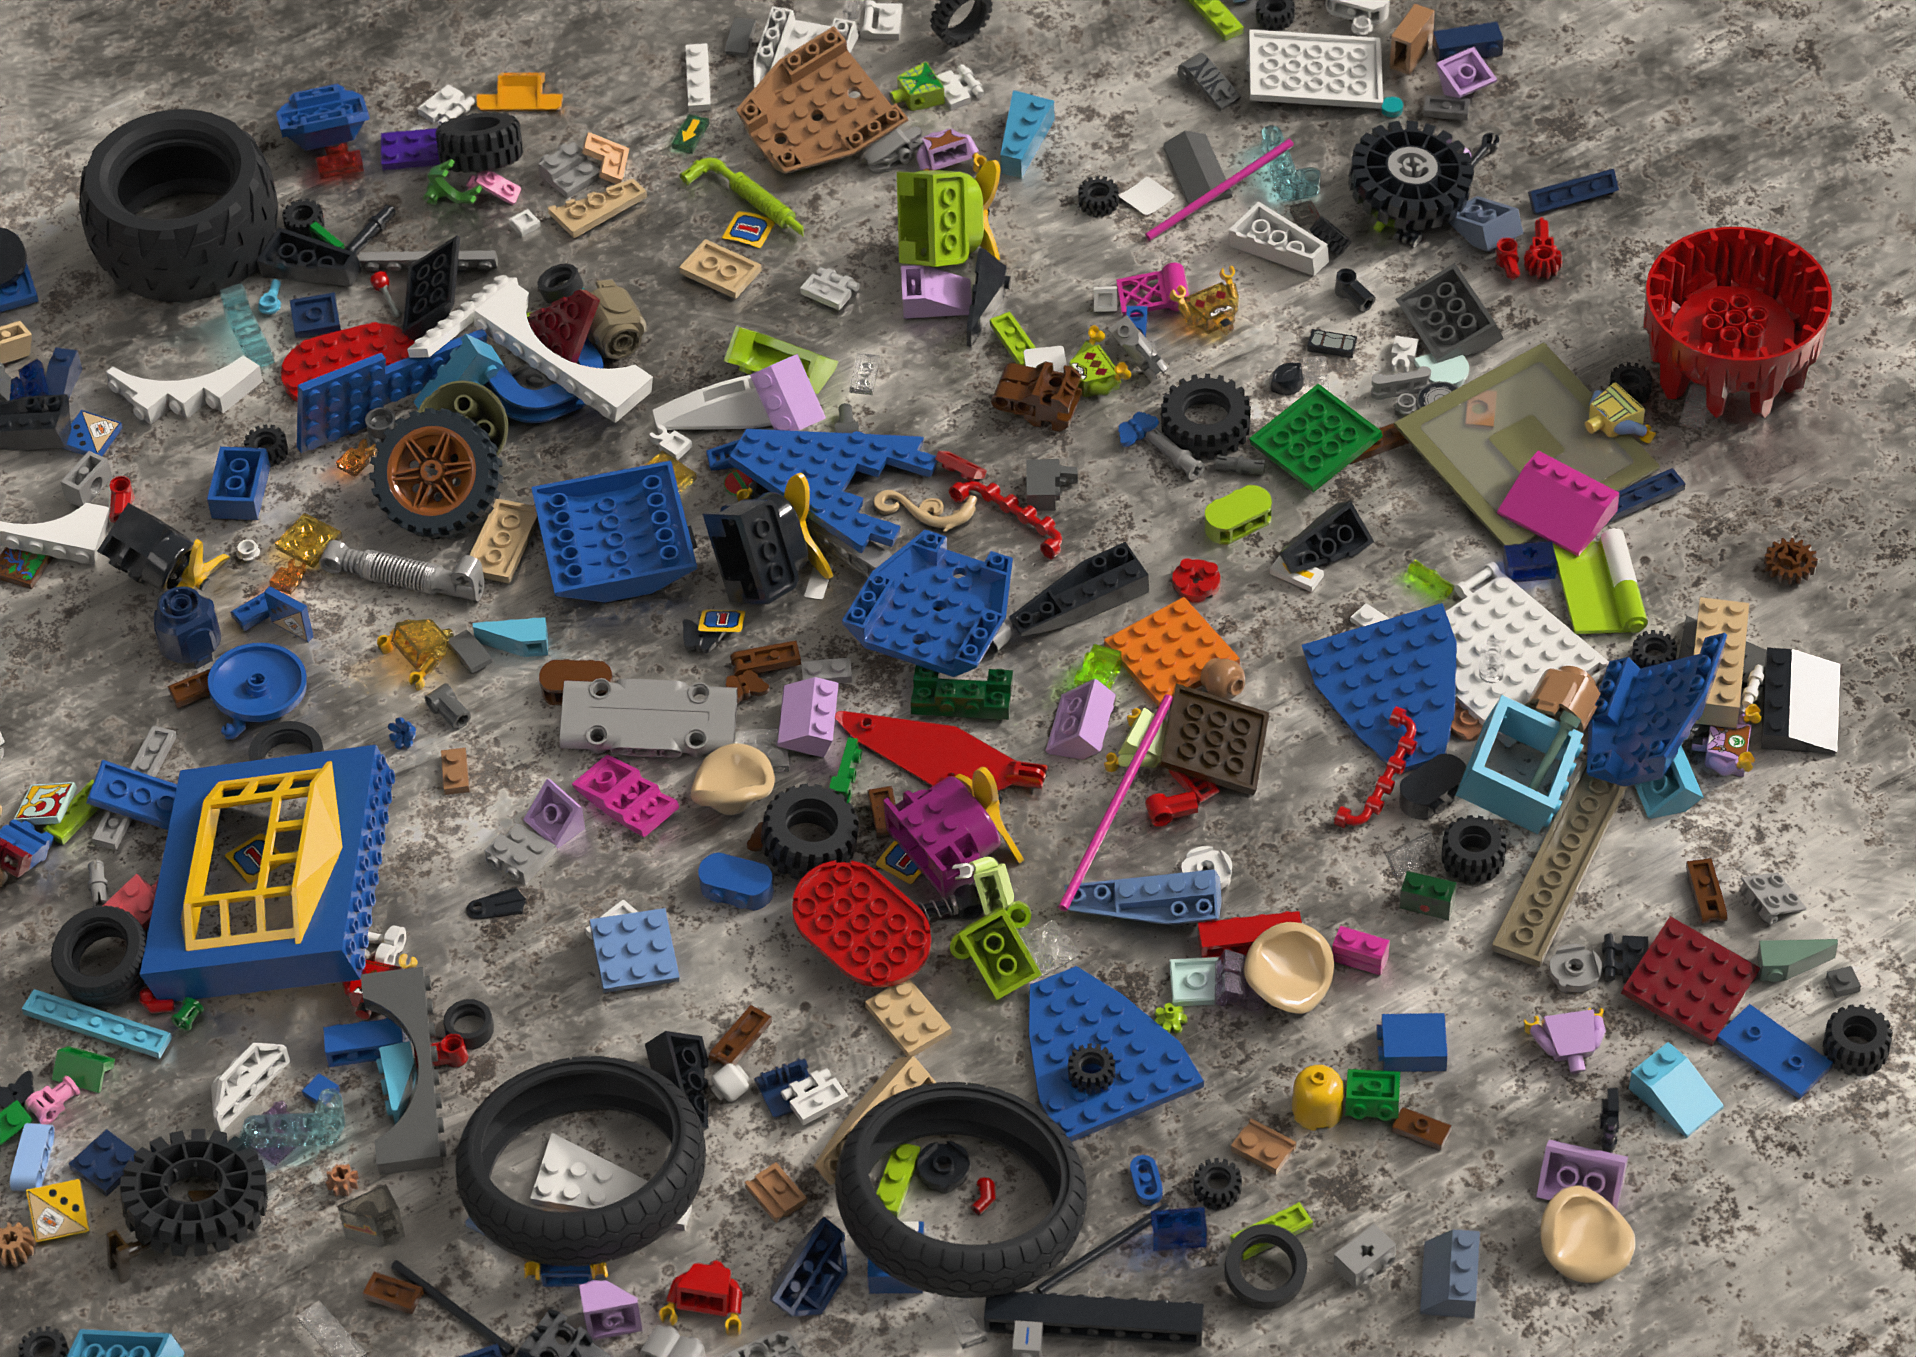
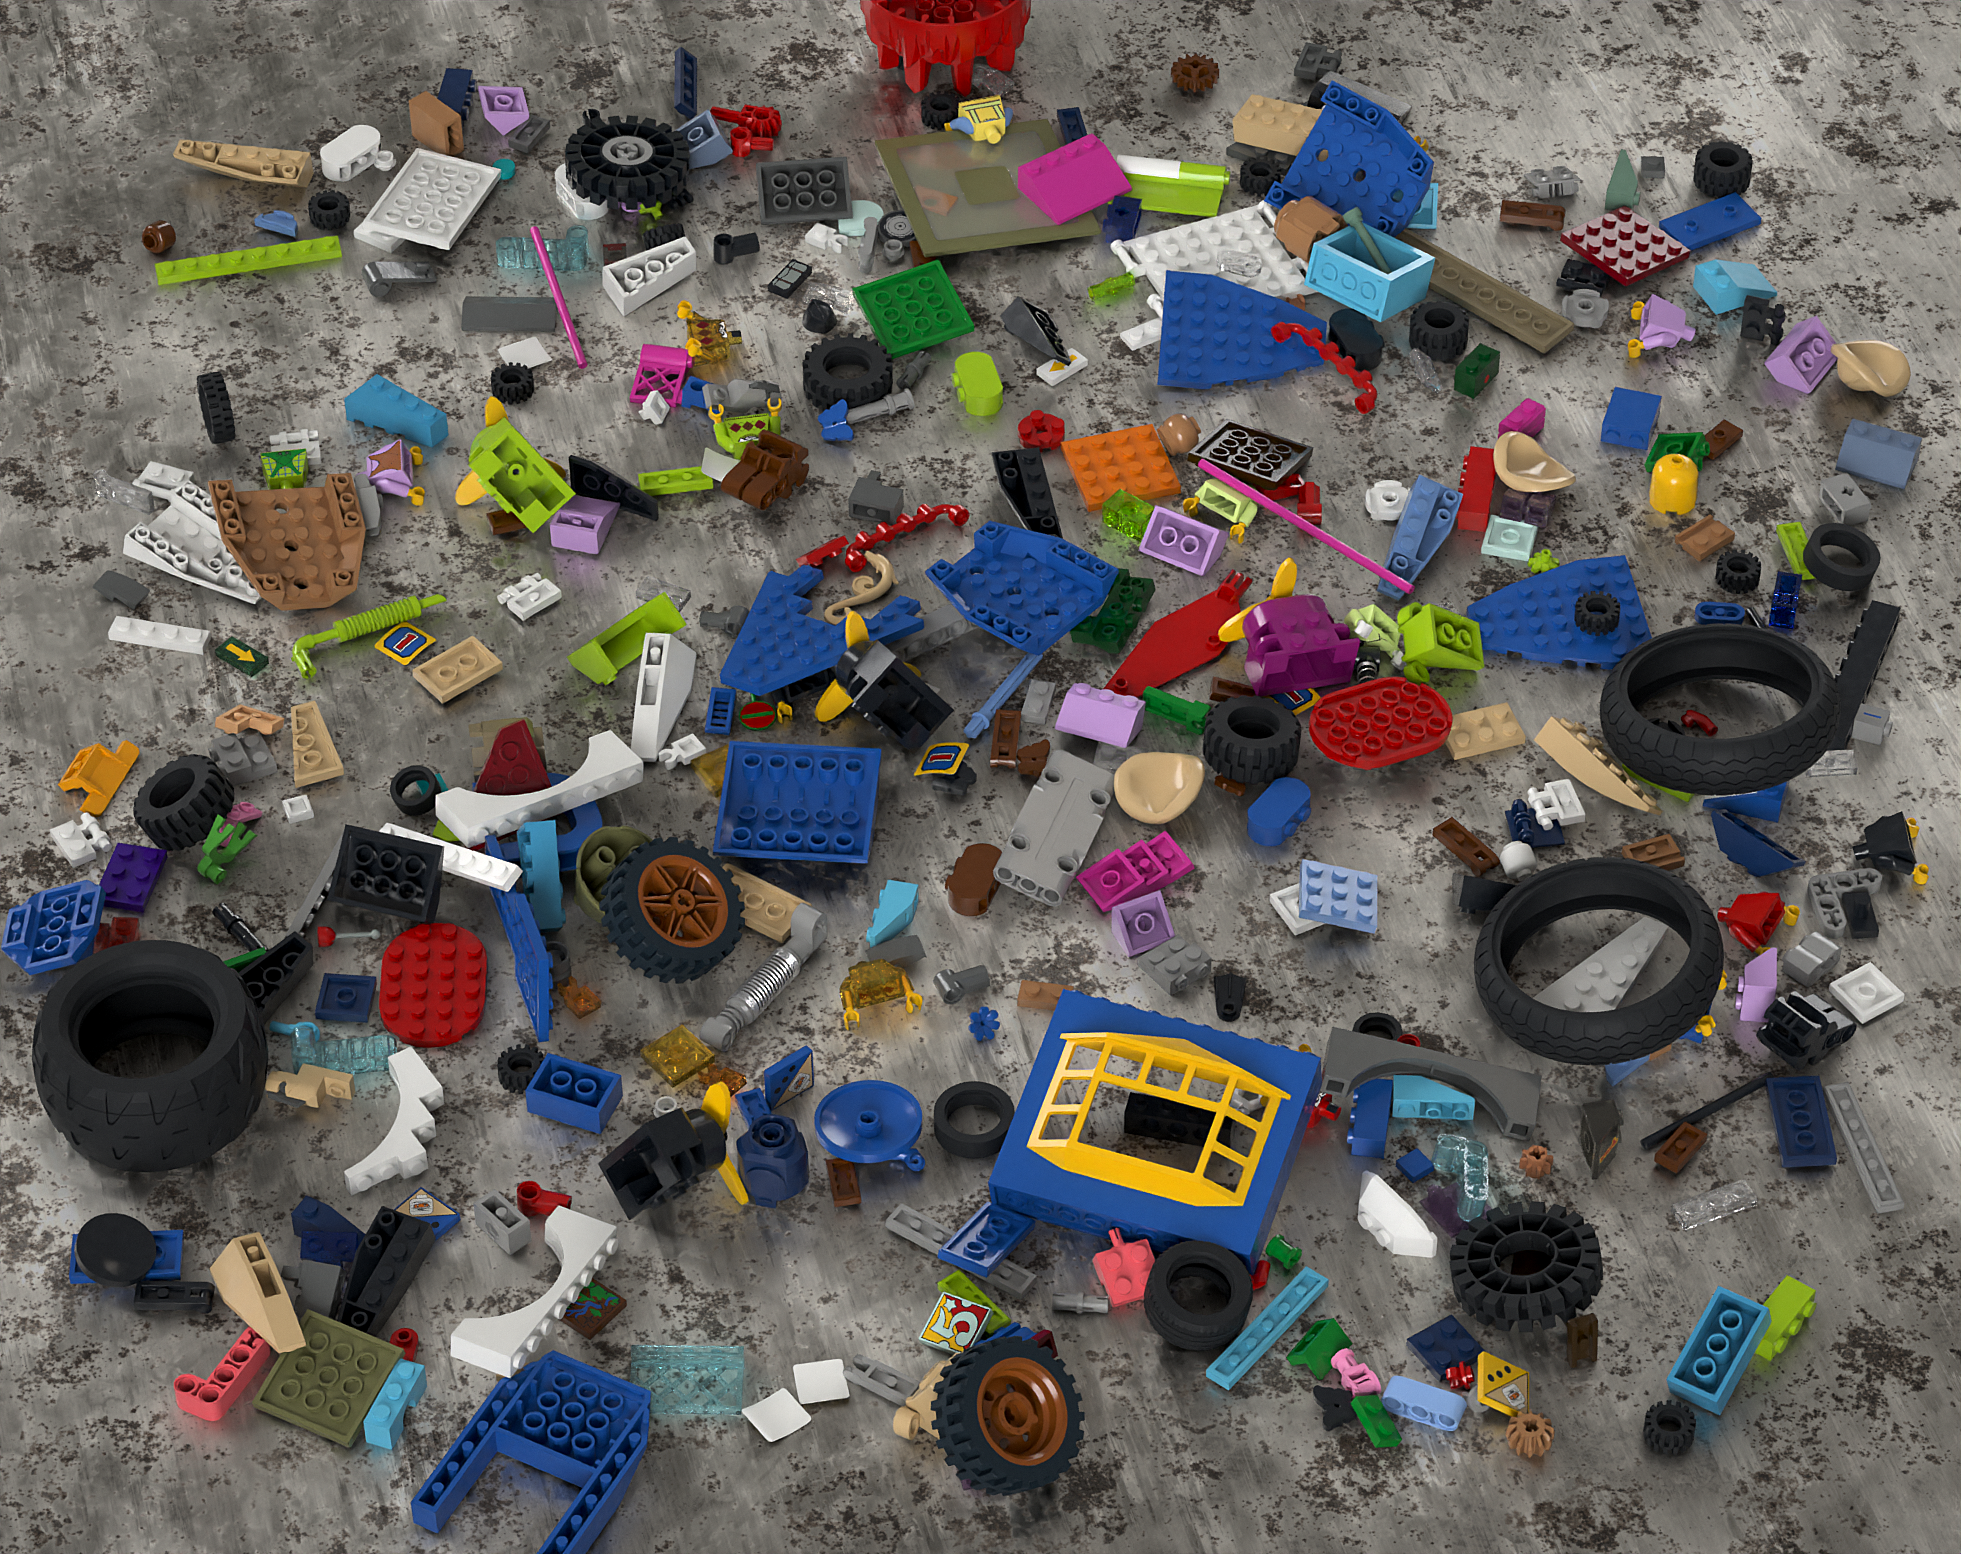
camera: 75 degrees left, 5 degrees down
(70, 1174) = (1460, 1376): none -> red plate
(208, 320) = (309, 1086): none -> tan plate
(788, 395) = (689, 639): lavender slope -> none
(819, 641) = (982, 718): none -> medium blue axle
(1863, 649) = (1312, 59): none -> dark grey plate

